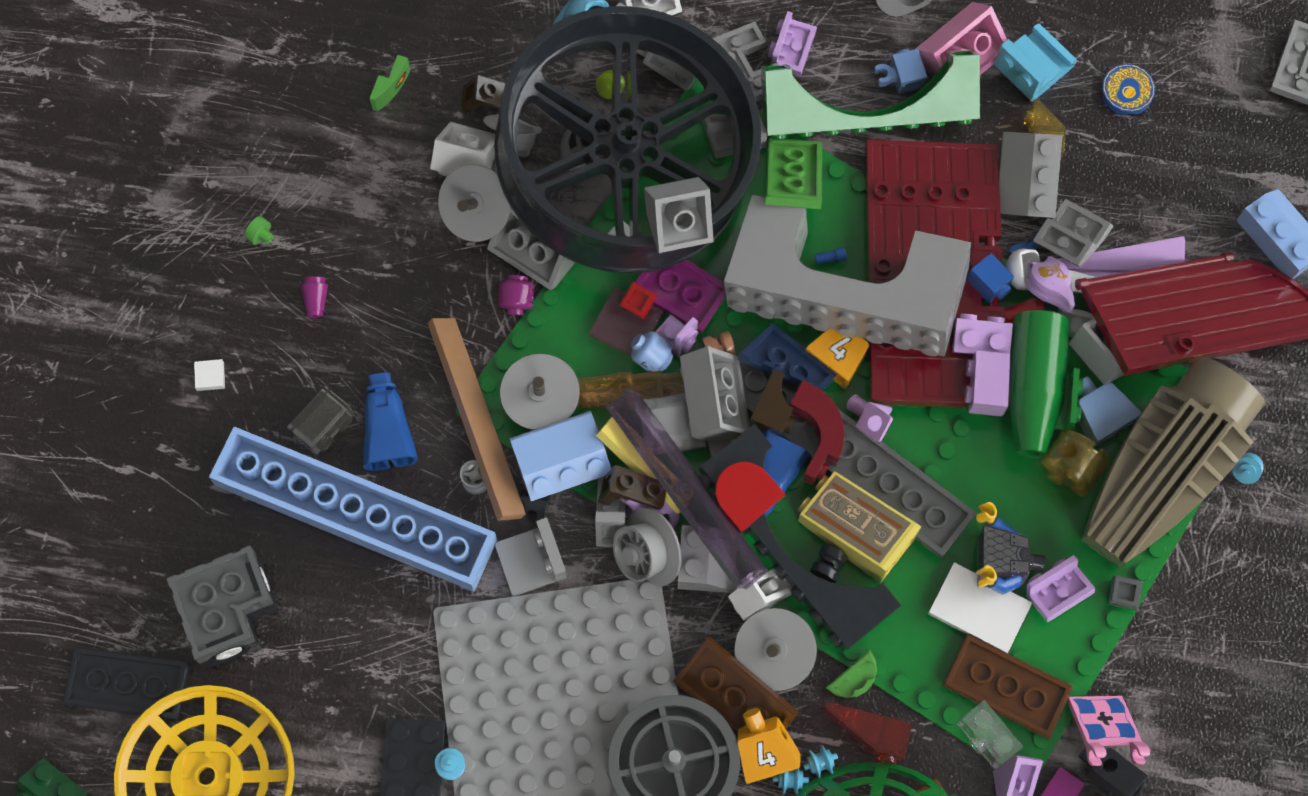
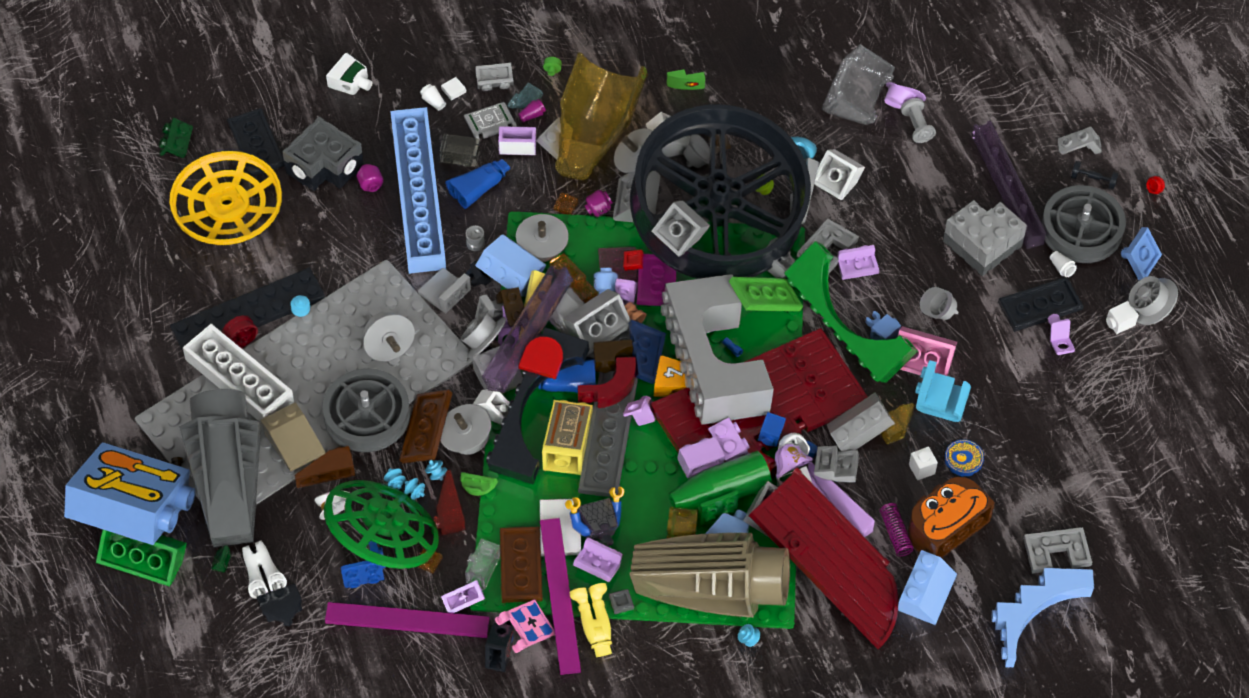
camera: 60 degrees right, 15 degrees down
(100, 499) = (348, 76): none -> white torso
(208, 409) = (433, 97): none -> white cone
(227, 312) = (494, 76): none -> light grey bracket
(285, 290) = (527, 95): none -> clear light blue slope
(291, 561) = (369, 178): none -> magenta head
(292, 357) = (489, 120): none -> light grey piece
(356, 340) = (517, 140): none -> brick
(381, 291) = (550, 138): none -> light grey wing
(388, 219) = (594, 115): none -> clear yellow windscreen
(476, 419) = (508, 218): medium nougat tile -> none
(486, 335) = (565, 204): none -> clear orange tile
(577, 674) = (388, 336): none -> light grey piece
(765, 747) = (403, 450): light orange torso -> none
(809, 719) = (435, 469): none -> medium azure wheel
(829, 563) = (535, 433): black wheel -> none
(1081, 662) = (560, 596): none -> magenta tile
(1118, 137) = (923, 463): none -> white brick
(1149, 641) = (599, 629): none -> light yellow piece
(1215, 155) = (949, 516): none -> brick
(1218, 230) = (890, 525): none -> magenta piece

